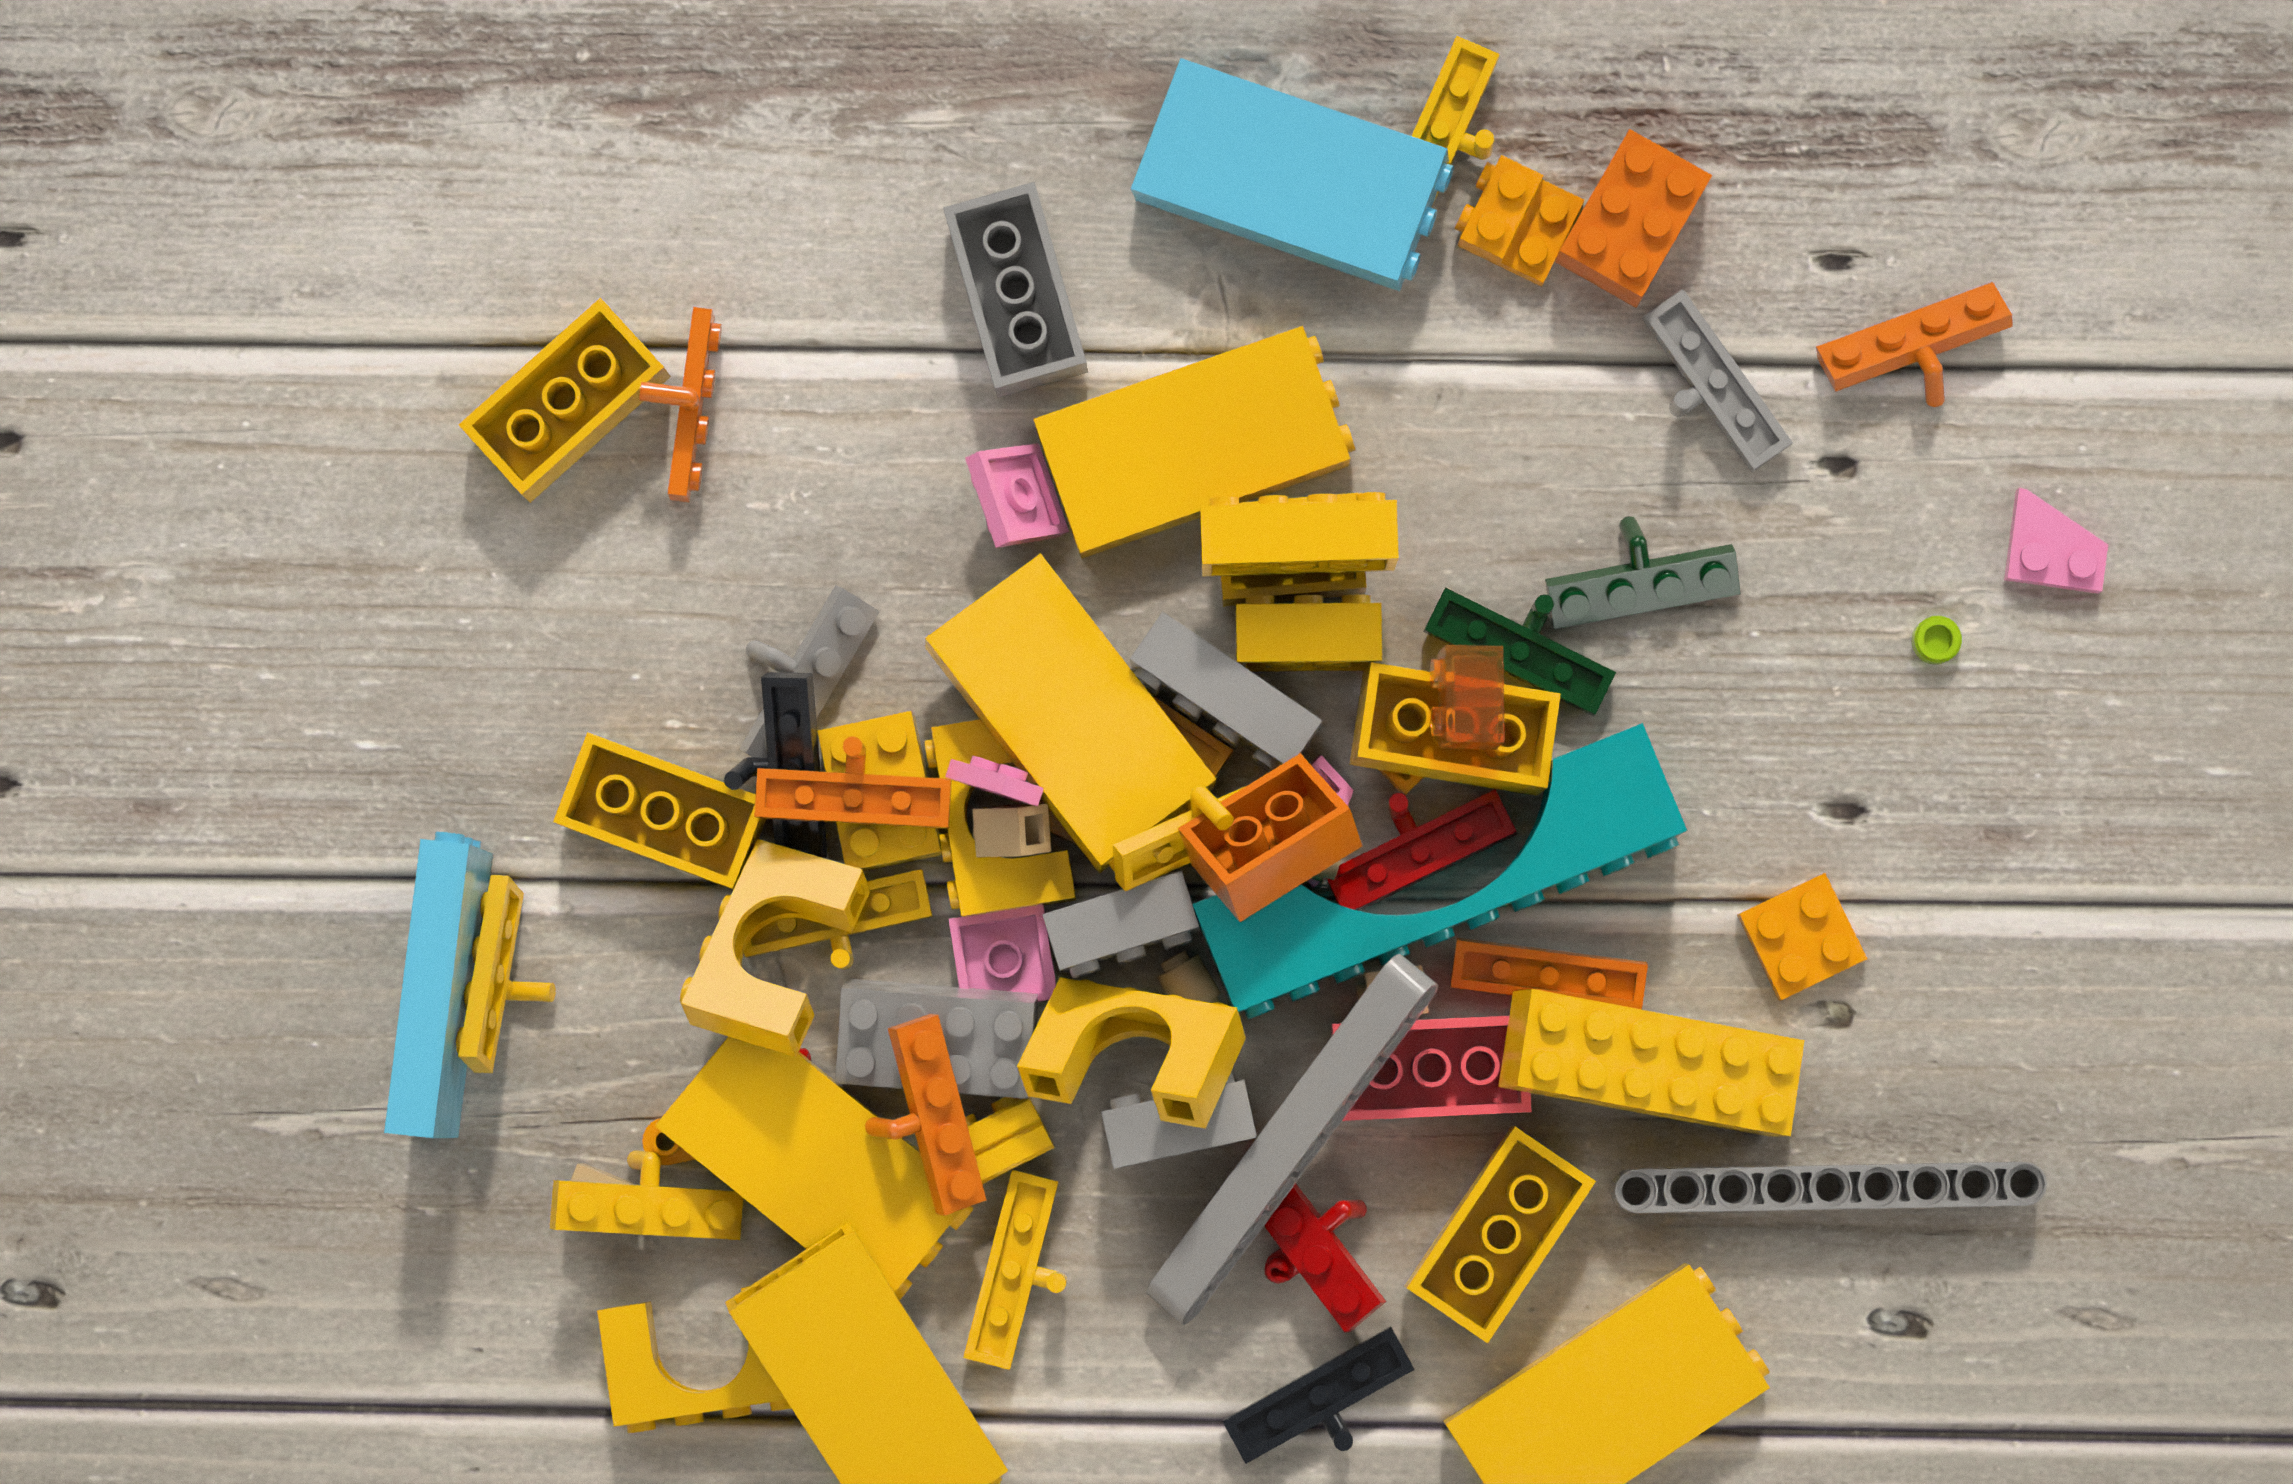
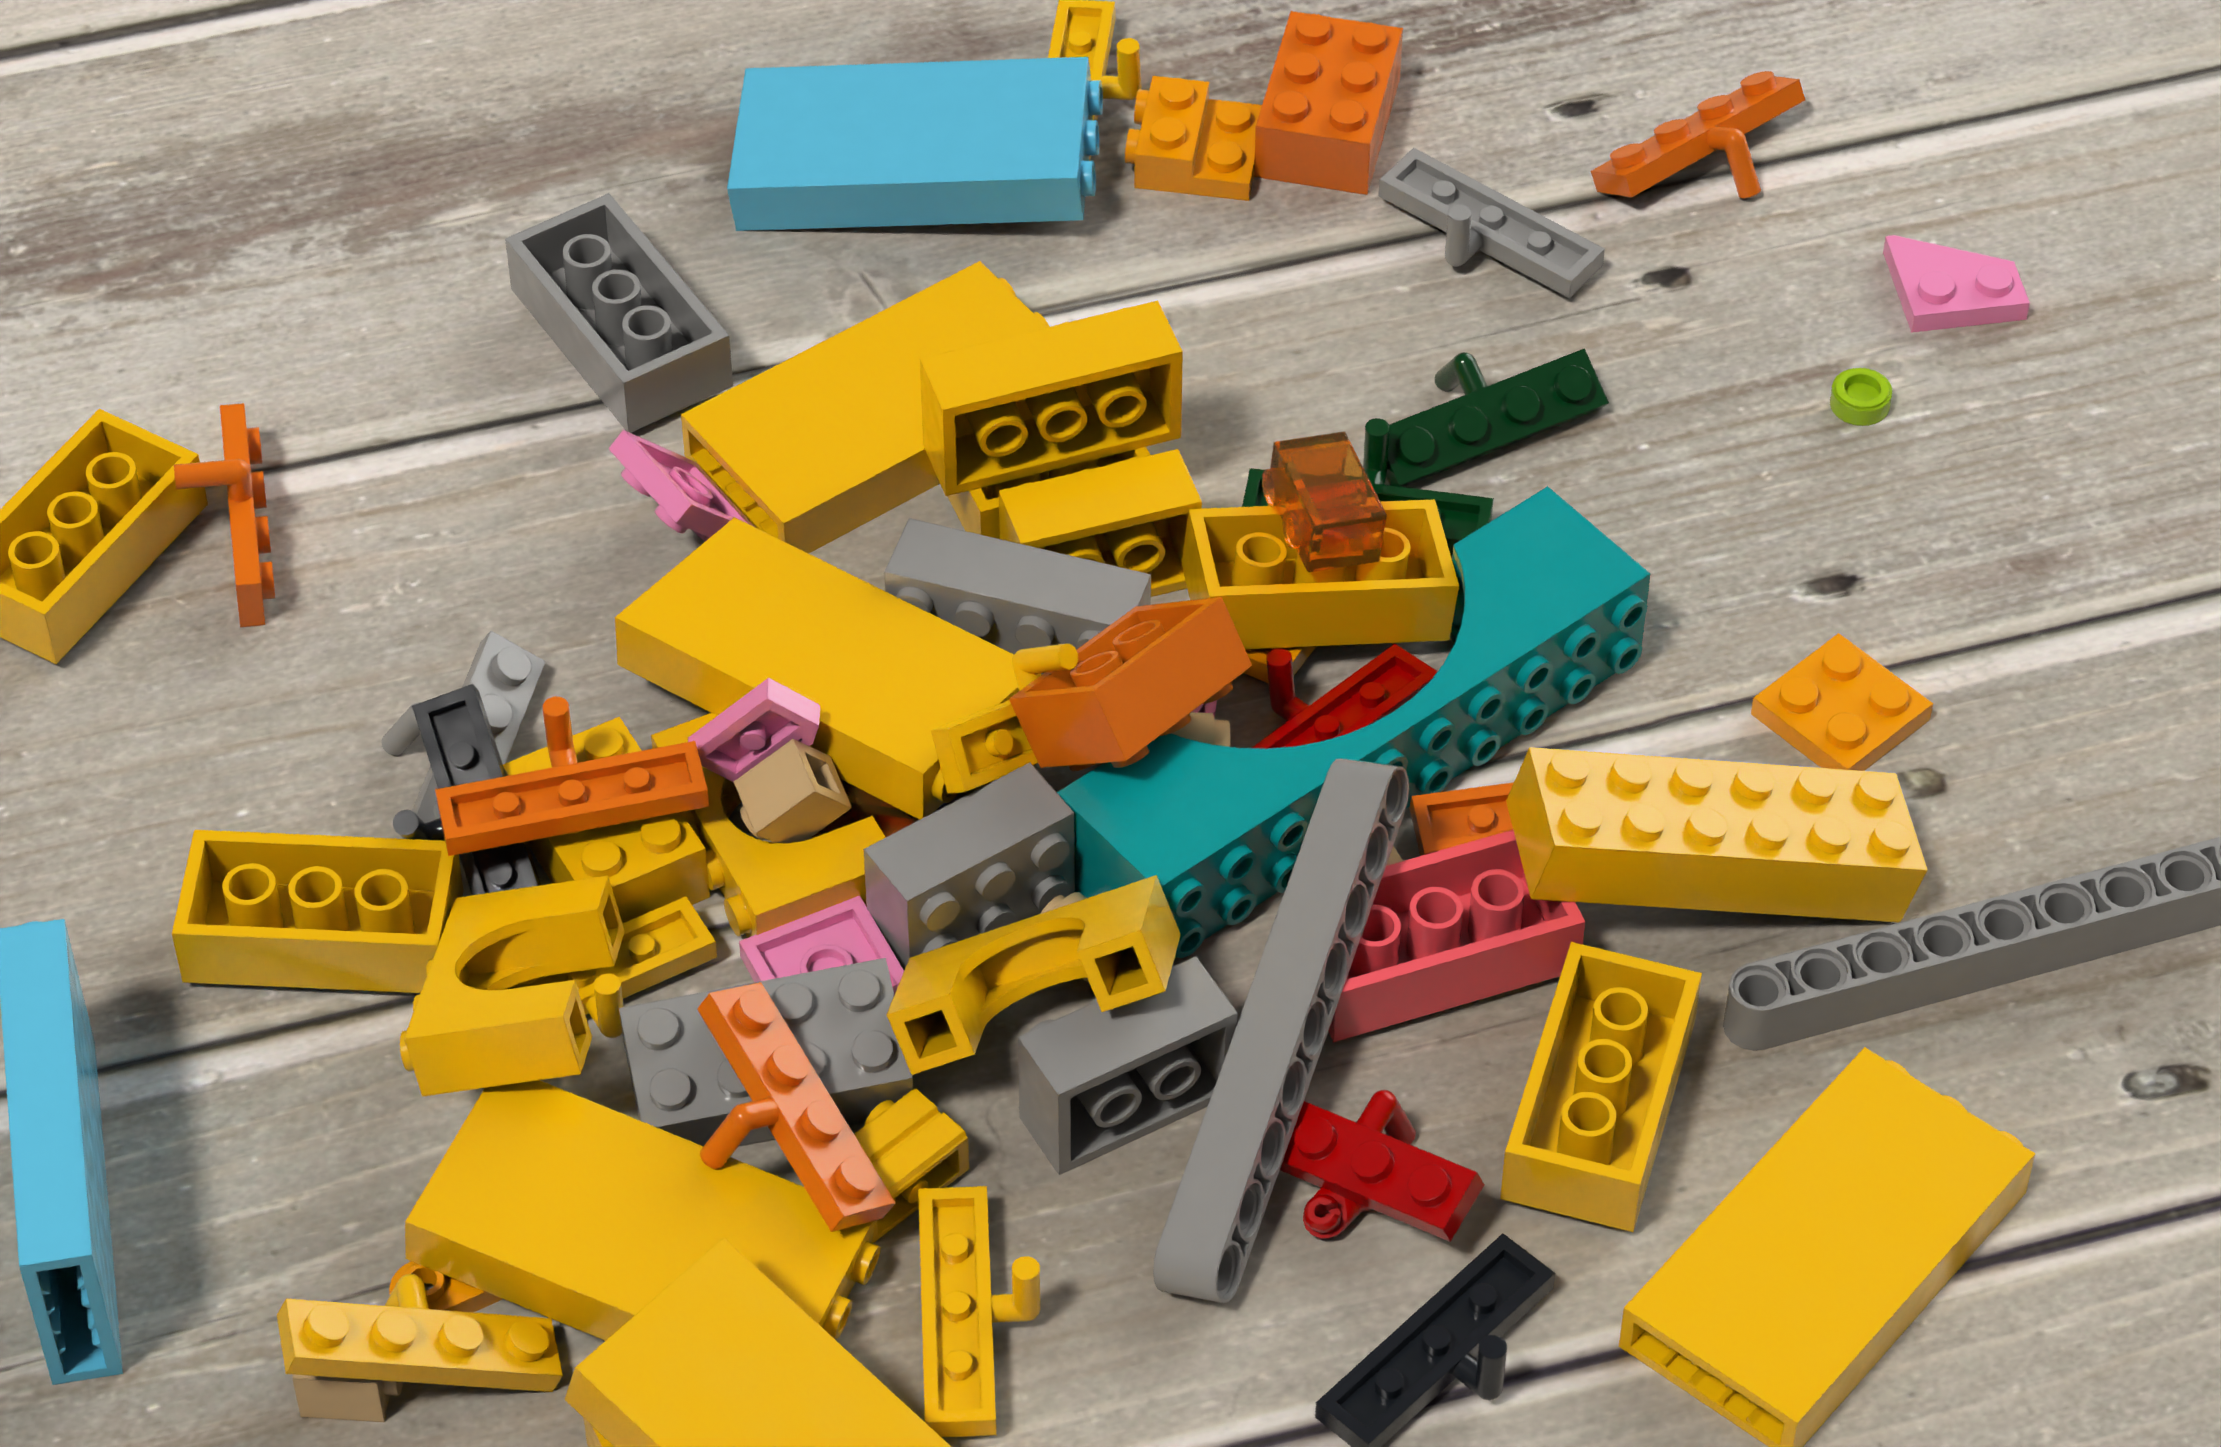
camera: 25 degrees left, 35 degrees down
(490, 980) = (126, 1142): yellow plate -> none

